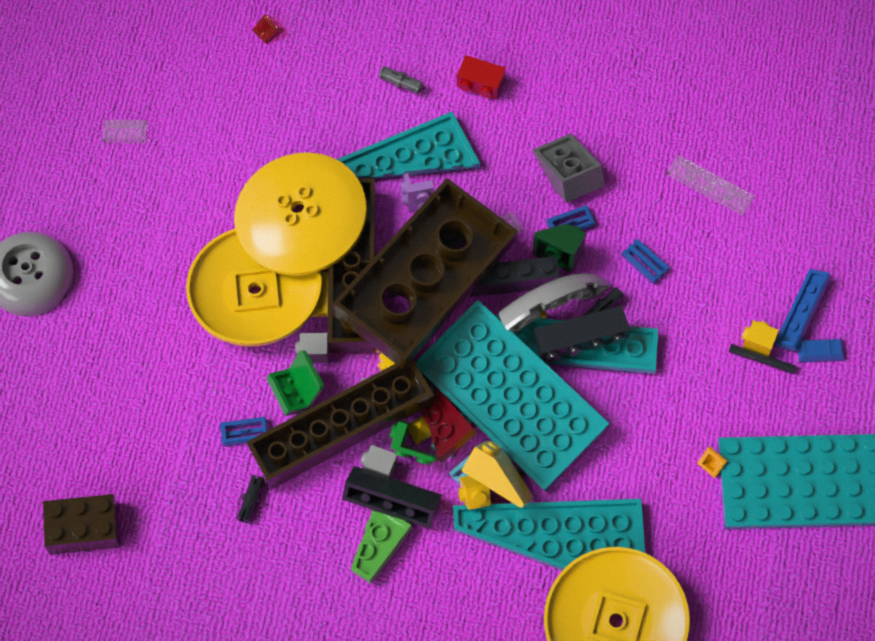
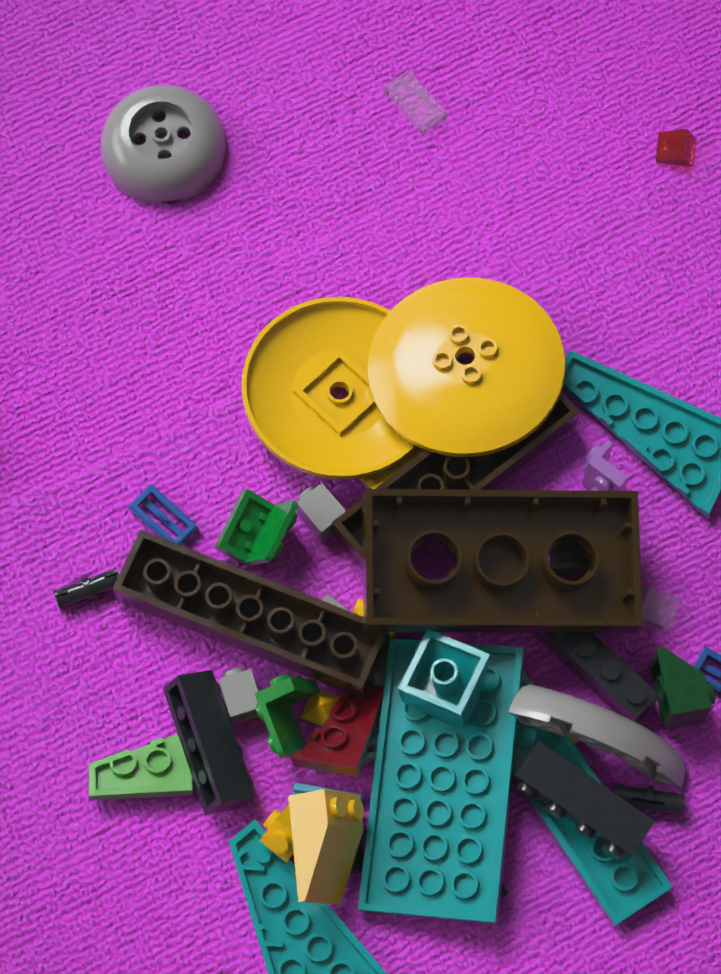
camera: 50 degrees right, 5 degrees up
(463, 347) = (444, 678): none -> teal slope

